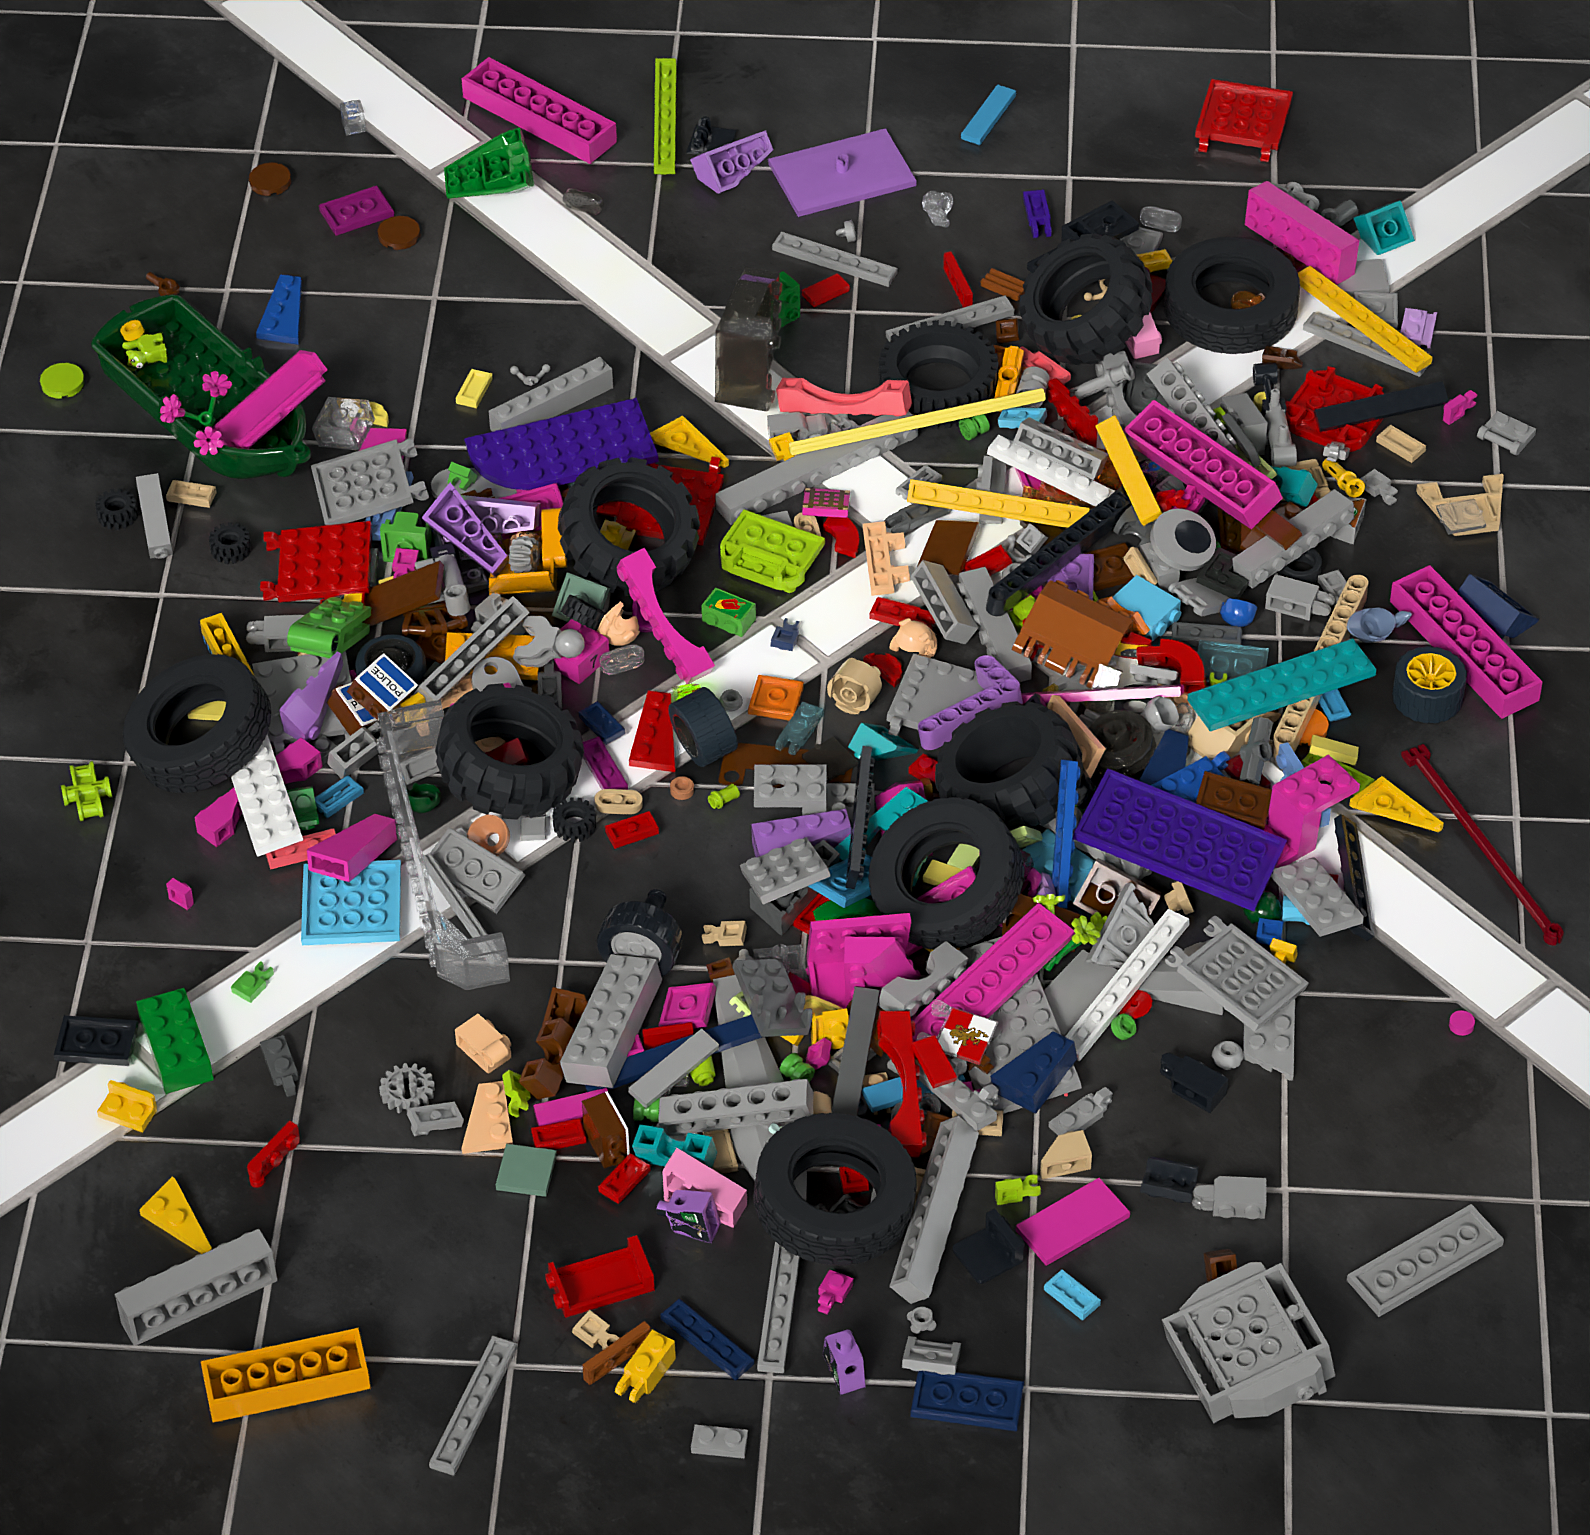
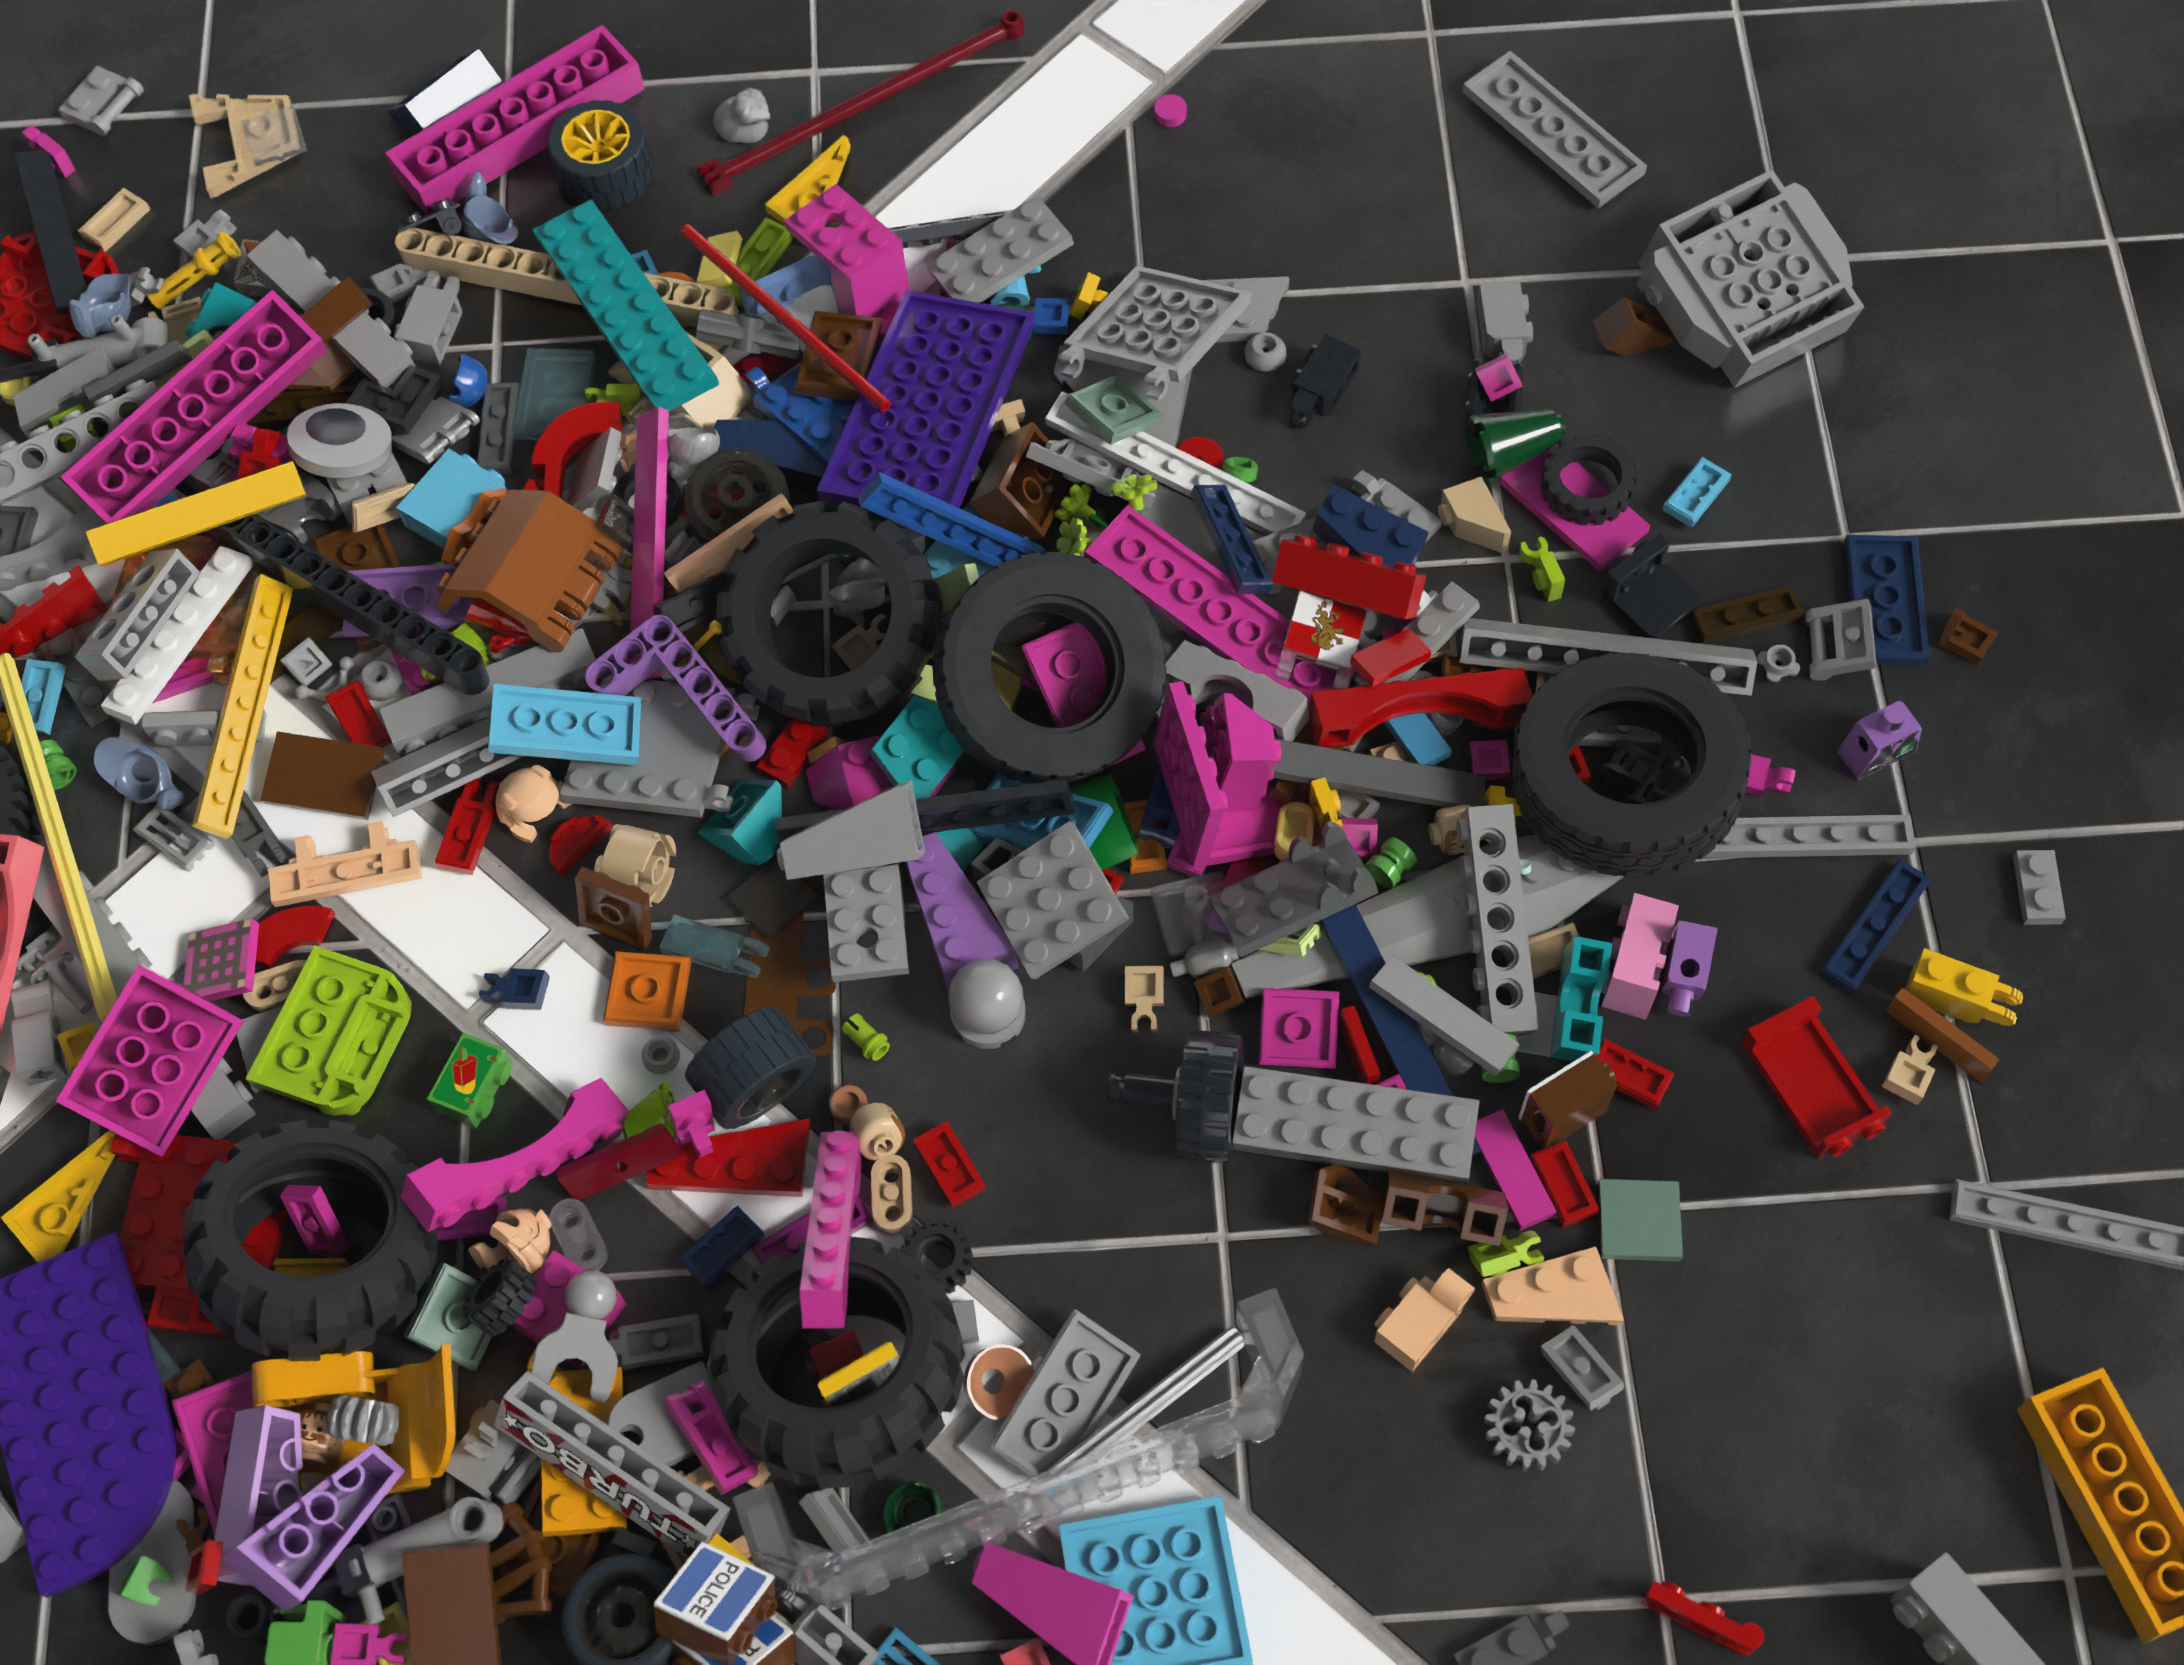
camera: 95 degrees left, 15 degrees up
(457, 482) = (204, 1567): none -> red tile
(488, 741) = (859, 1376): none -> tile
(550, 729) = (829, 1231): none -> dark pink arch
(653, 531) = (315, 1220): none -> dark pink plate
(657, 793) = (877, 1130): none -> tan head
(660, 673) = (619, 1162): none -> dark red tile
(672, 693) = (693, 1122): none -> dark pink hinge
(729, 846) = (986, 1003): none -> light grey tile
(759, 462) = (150, 1060): none -> dark pink slope
(825, 673) = (613, 908): none -> reddish brown plate
(843, 778) = (862, 836): none -> light grey slope
(928, 1440) = (1966, 637): none -> reddish brown tile
(953, 646) = (565, 724): none -> medium azure plate
(958, 464) = (137, 772): none -> sand blue hair
(965, 1310) = (1747, 615): none -> dark brown tile
(1000, 1047) = (1348, 577): none -> red brick
(1050, 996) = (1231, 539): none -> dark blue tile
(1085, 1200) = (1589, 449): none -> black tyre
(1120, 1172) = (1511, 439): none -> dark green cone
(1163, 937) = (1113, 409): none -> sand green tile
(1177, 1175) = (1498, 377): none -> dark pink tile
(1256, 761) = (786, 318): none -> red piece
(1310, 430) = (102, 300): none -> sand blue hair
(1374, 593) = (442, 210): none -> black hinge
(1466, 770) = (743, 117): none -> light grey hair

